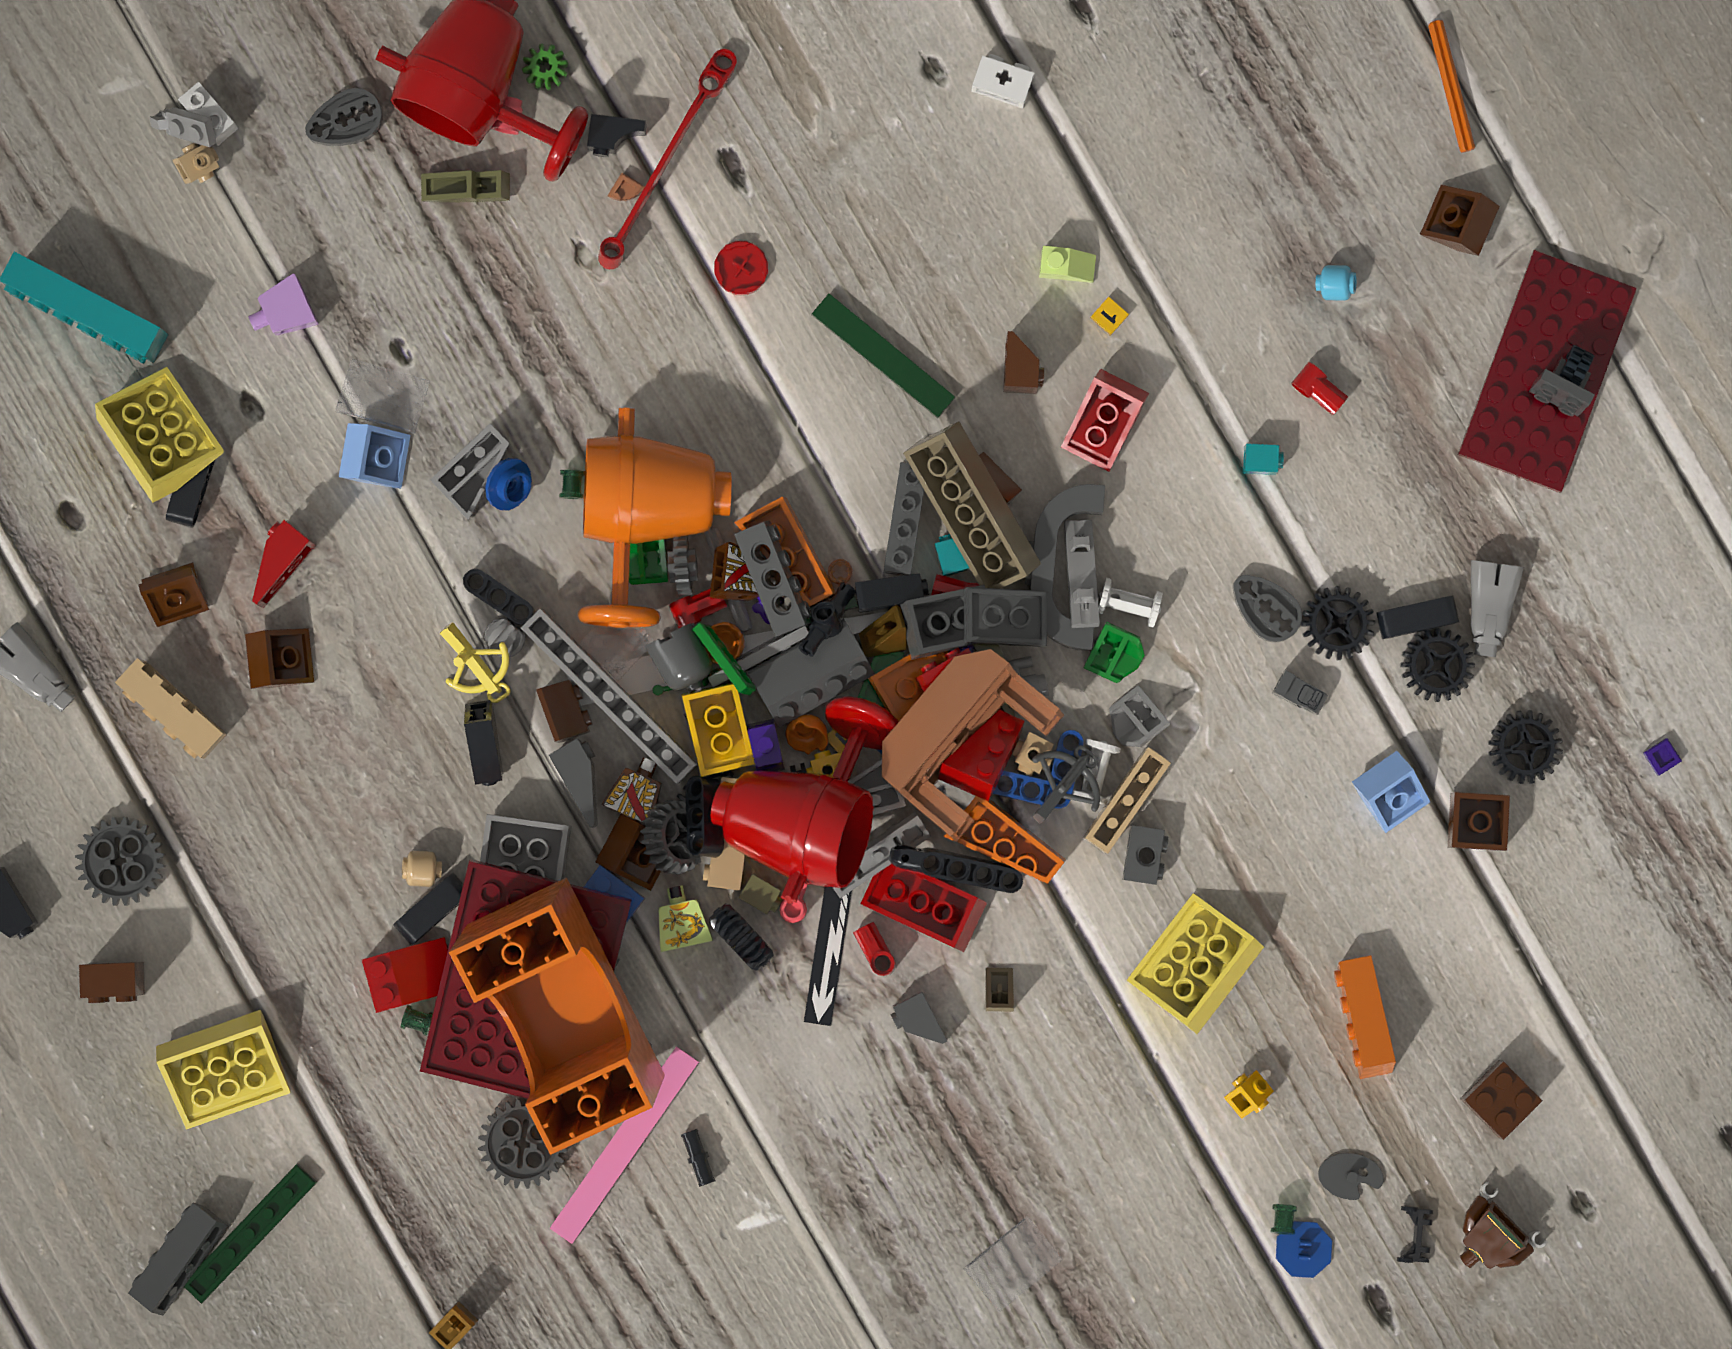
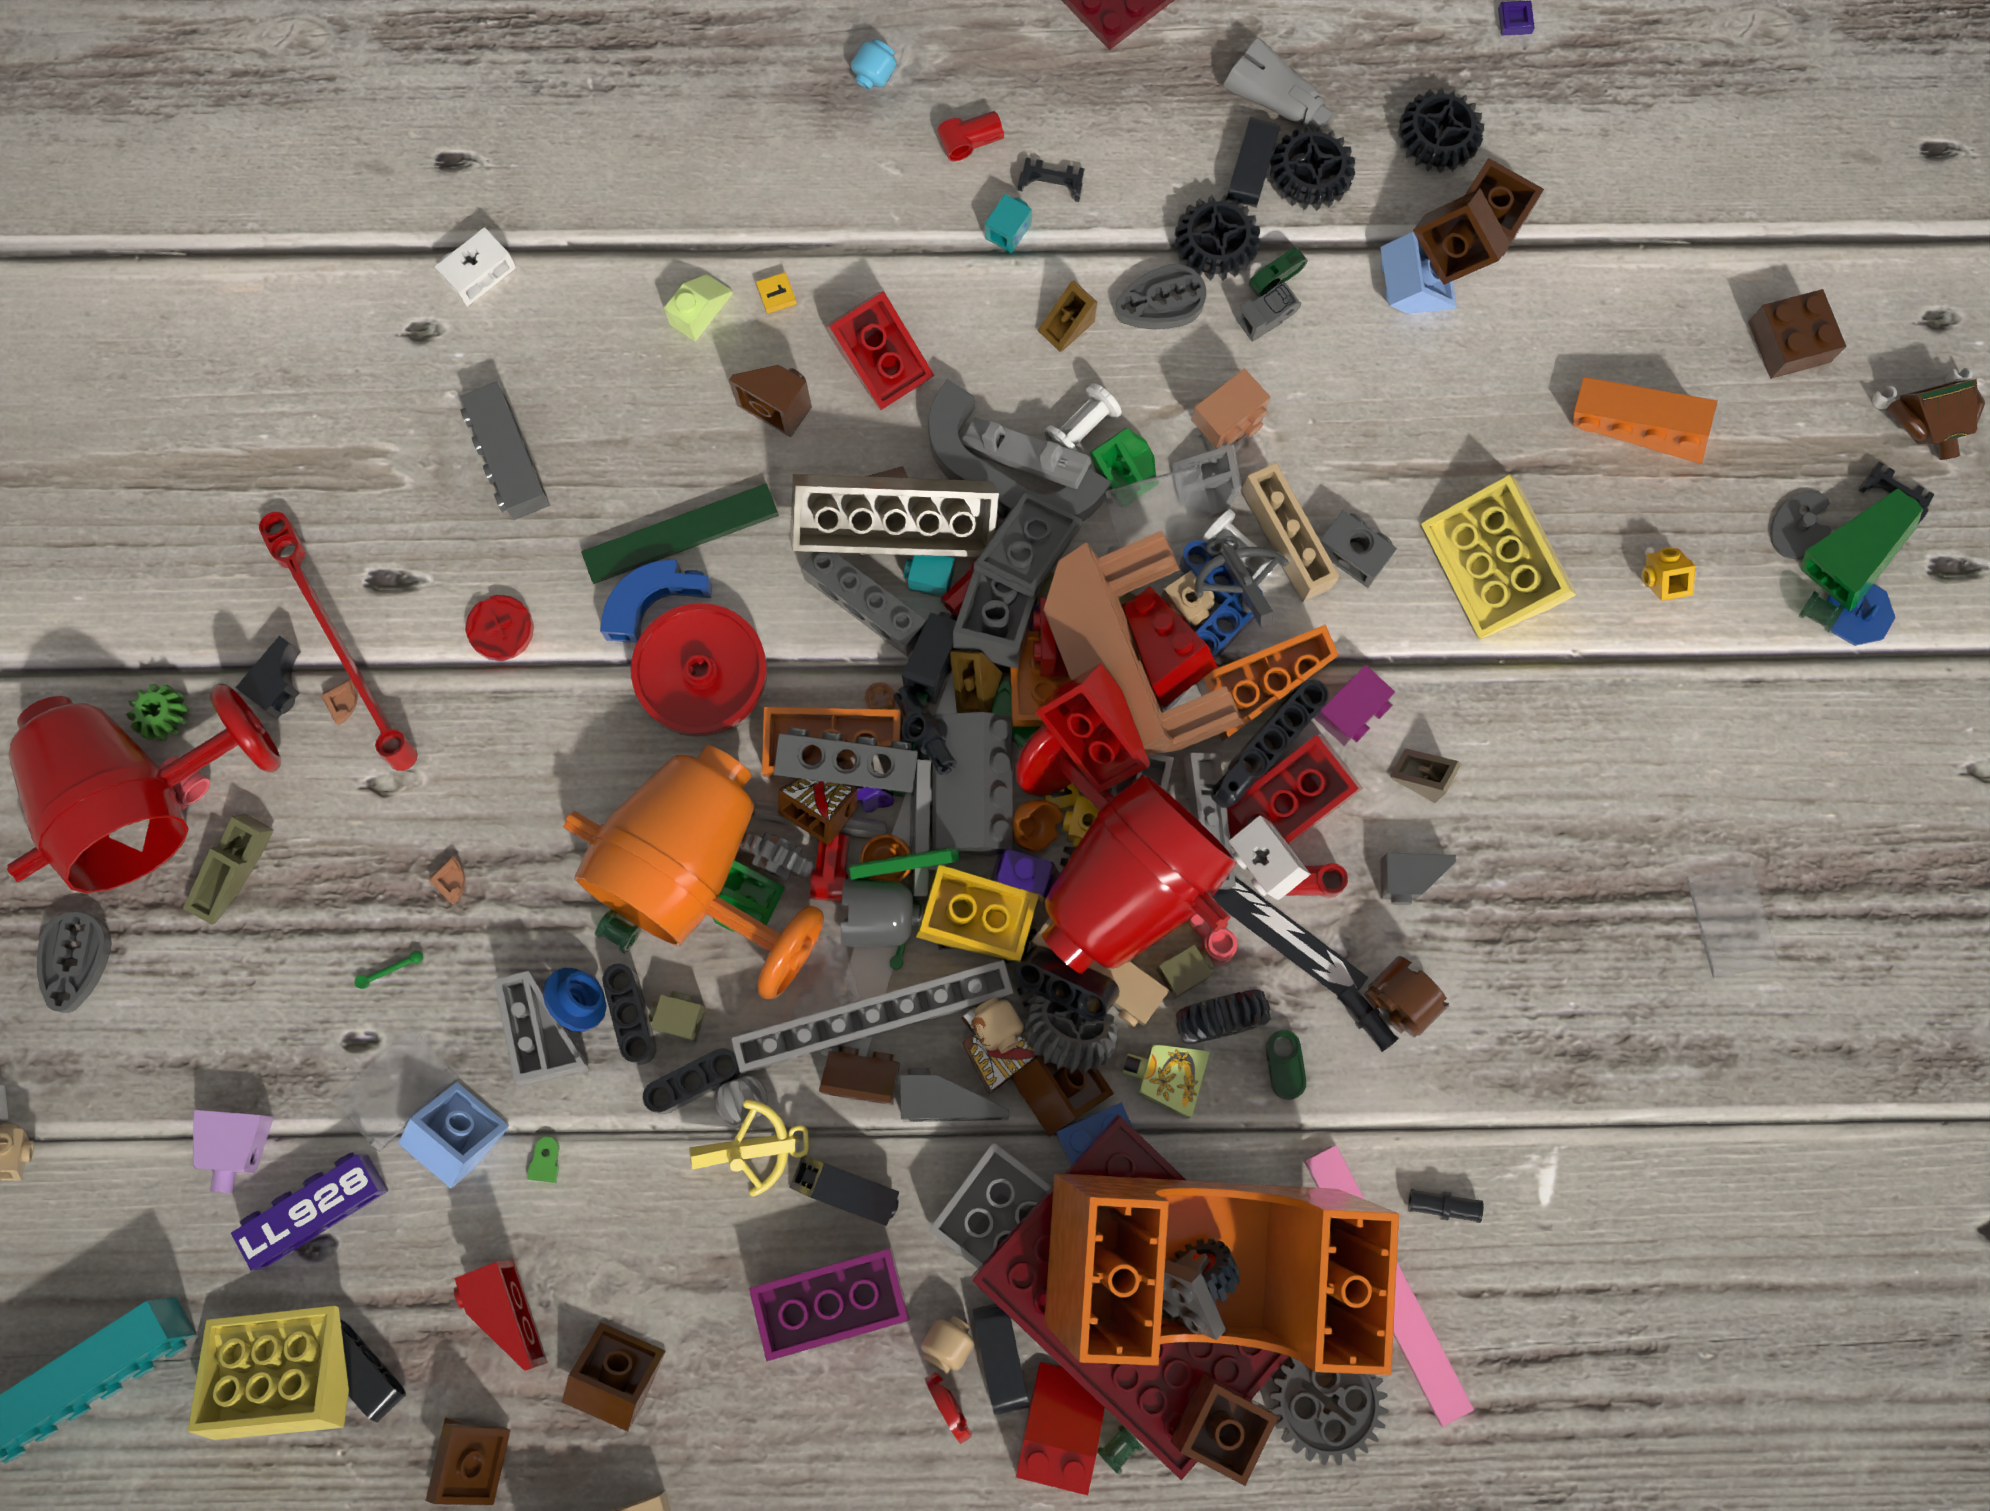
camera: 60 degrees left, 10 degrees down
(271, 390) = (309, 1211): none -> dark purple brick
(381, 891) = (948, 1407): none -> red tile
(386, 528) = (543, 1167): none -> bright green piece
(404, 775) = (829, 1304): none -> magenta brick
(441, 328) = (363, 981): none -> green hinge
(466, 1080) = (1224, 1429): none -> reddish brown brick
(524, 513) = (620, 999): none -> black beam
(536, 560) = (677, 1016): none -> olive brick
(543, 345) = (450, 880): none -> nougat tile
(544, 1006) = (1195, 1283): none -> dark grey plate
(648, 785) = (997, 1025): none -> tan head
(731, 1003) = (1286, 1073): none -> dark green piece
(787, 432) = (699, 669): none -> red dish
(799, 1039) = (1367, 1018): none -> black pin
(820, 352) = (642, 588): none -> blue arch
(826, 1057) = (1407, 997): none -> reddish brown brick
(870, 910) = (1284, 867): none -> white brick
(872, 192) = (504, 451): none -> dark grey brick
(884, 739) = (1095, 728): none -> red slope
(1022, 915) = (1355, 706): none -> magenta brick
(1093, 696) = (1165, 503): none -> clear piece
(1194, 708) = (1232, 410): none -> nougat brick
(1207, 546) = (1069, 317): none -> pearl gold slope
(1314, 454) = (1037, 173): none -> black piece
(1335, 683) = (1278, 272): none -> dark green piece
(1350, 1227) = (1861, 549): none -> green slope
(1430, 808) = (1461, 236): none -> reddish brown brick

